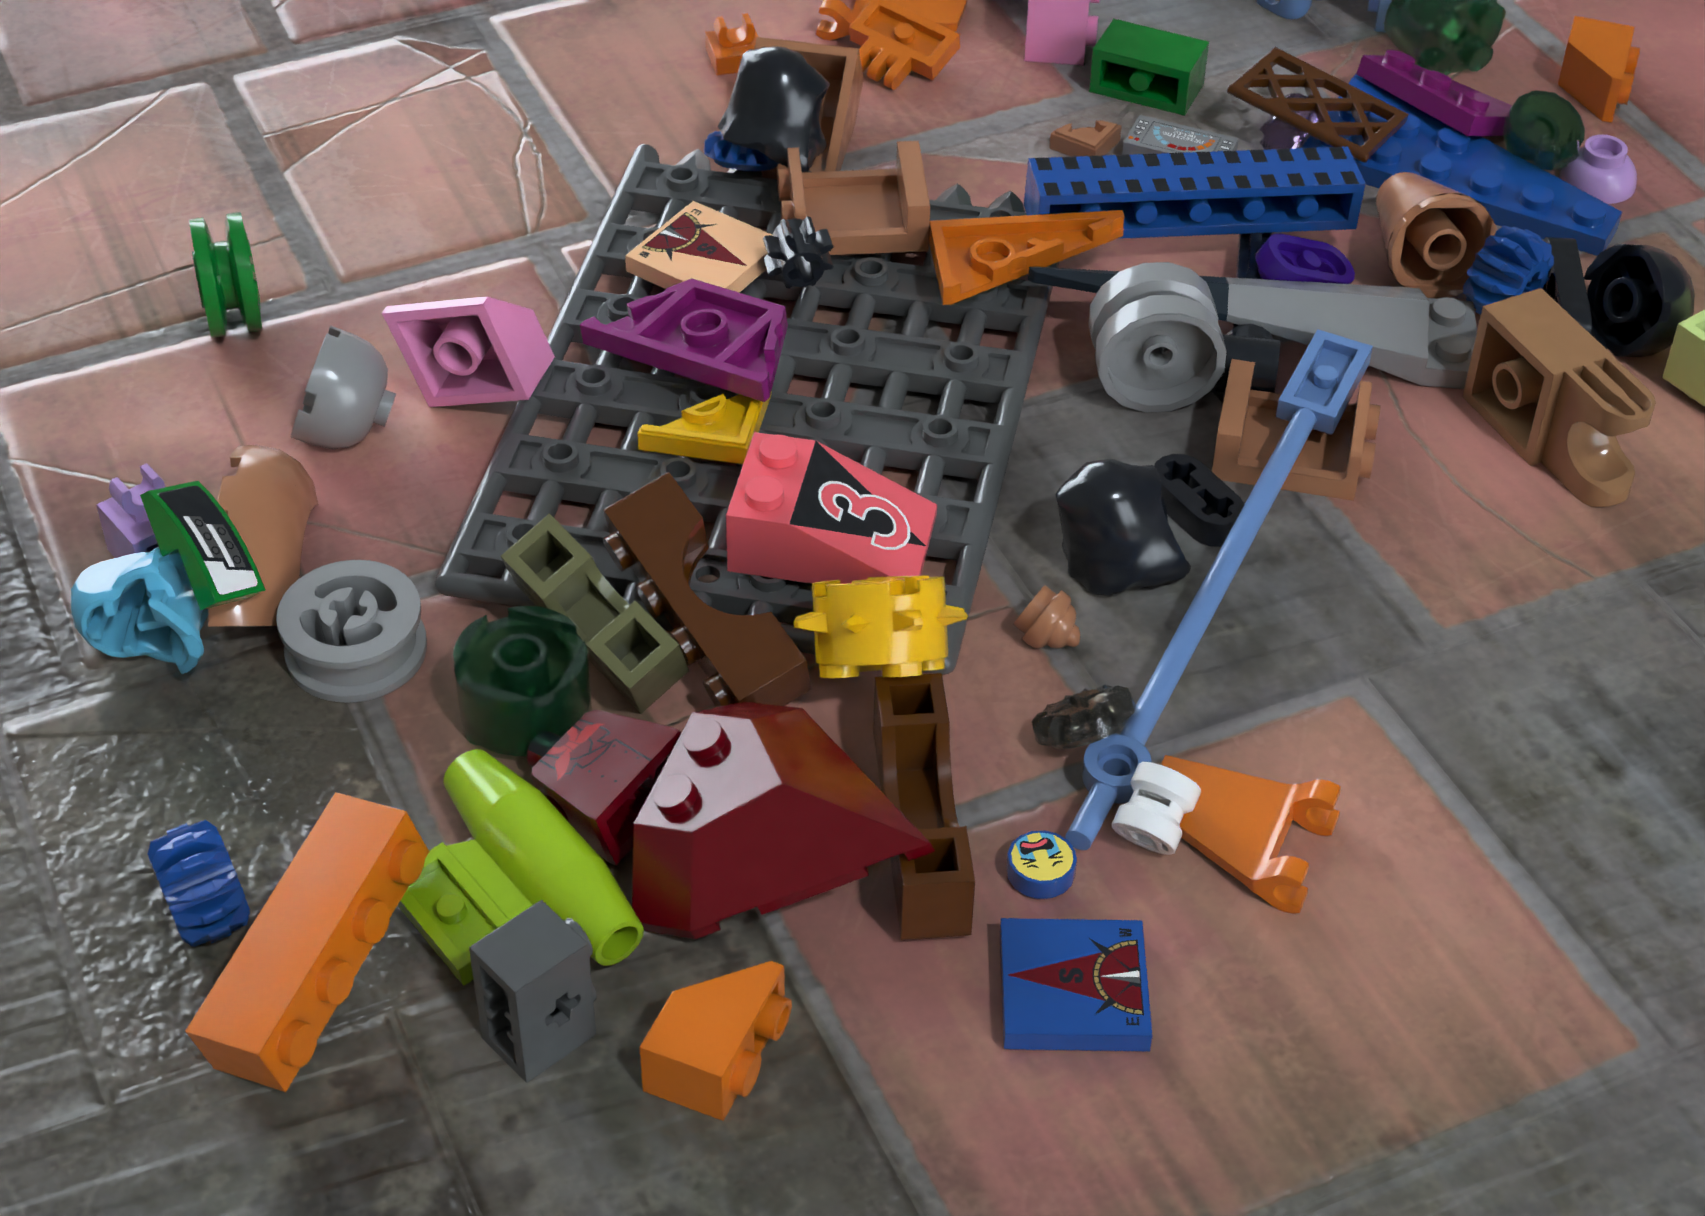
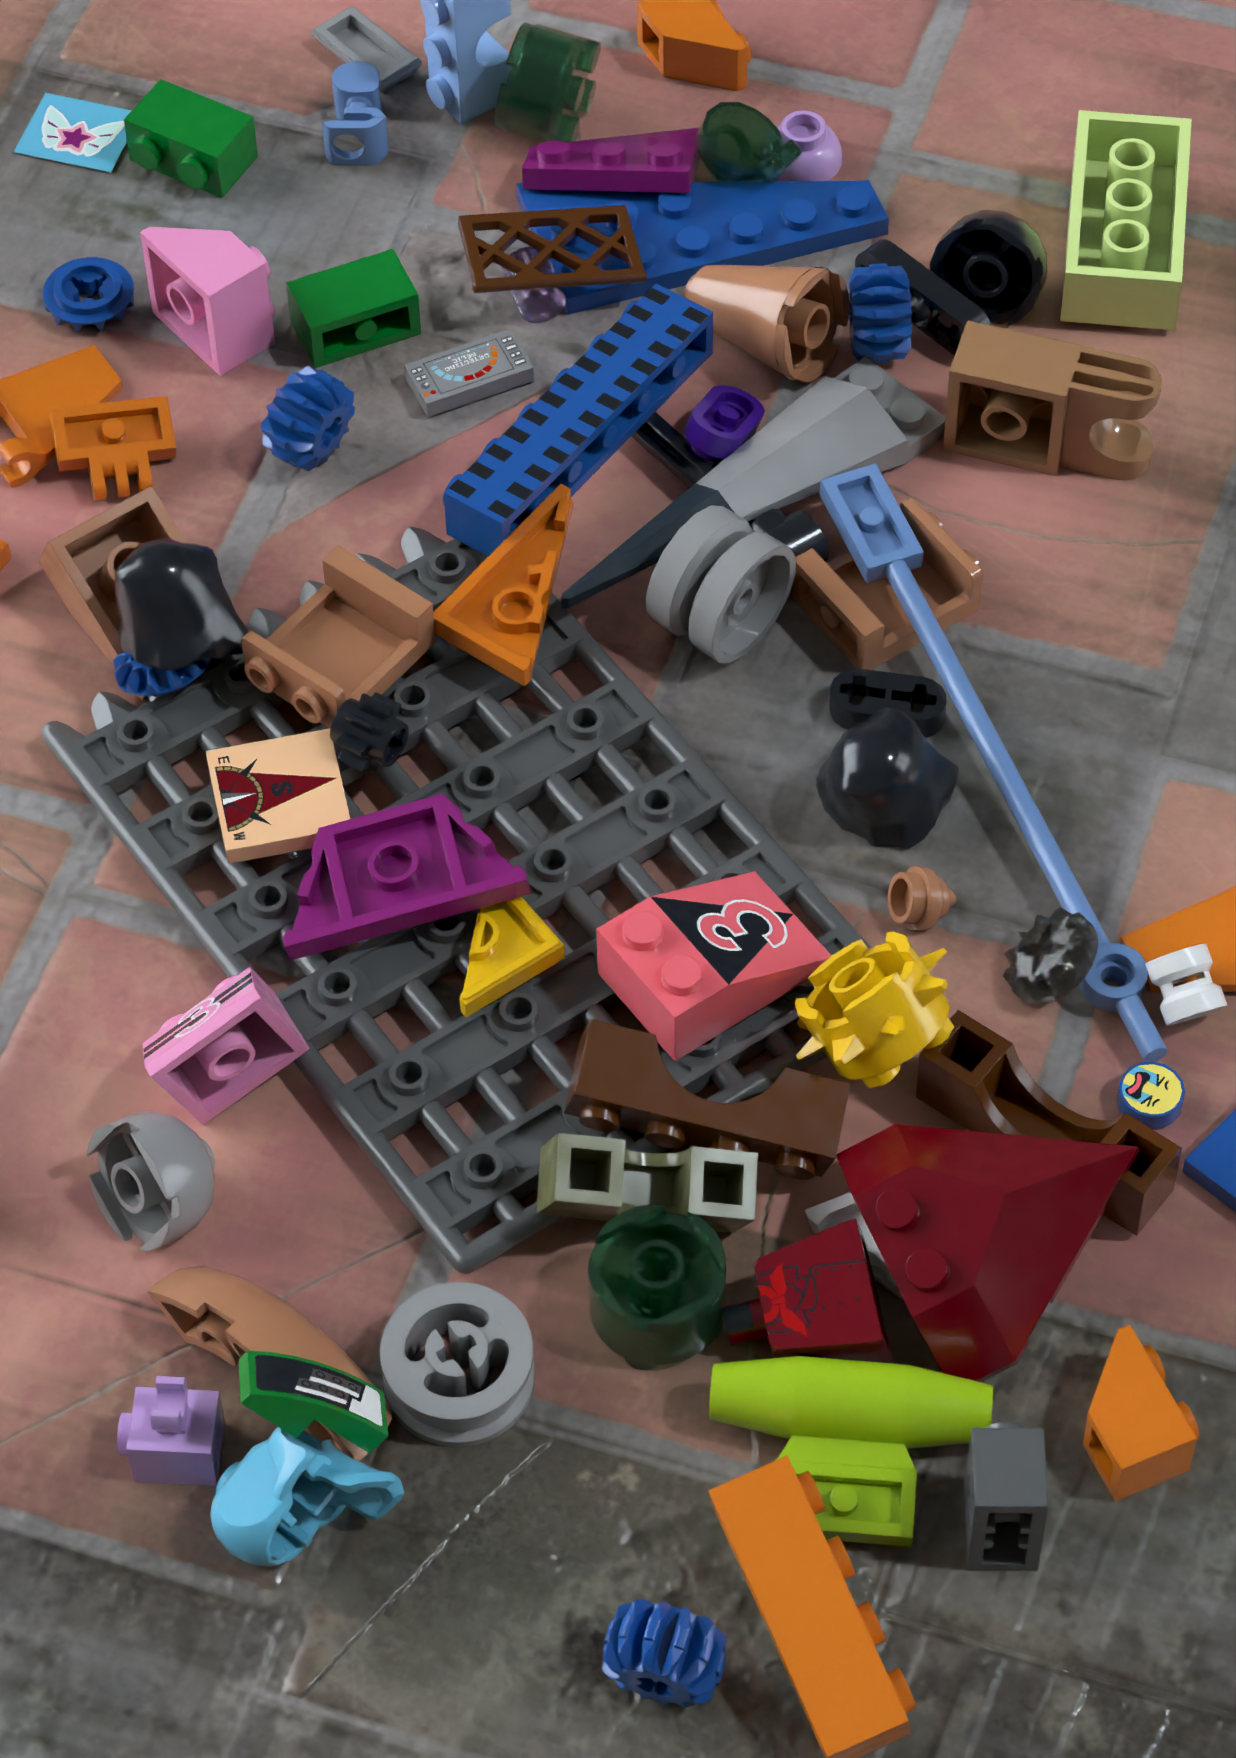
camera: 45 degrees left, 10 degrees up
(1025, 93) = (307, 418): none -> blue gear
(1086, 140) = (385, 424): nougat tile -> none

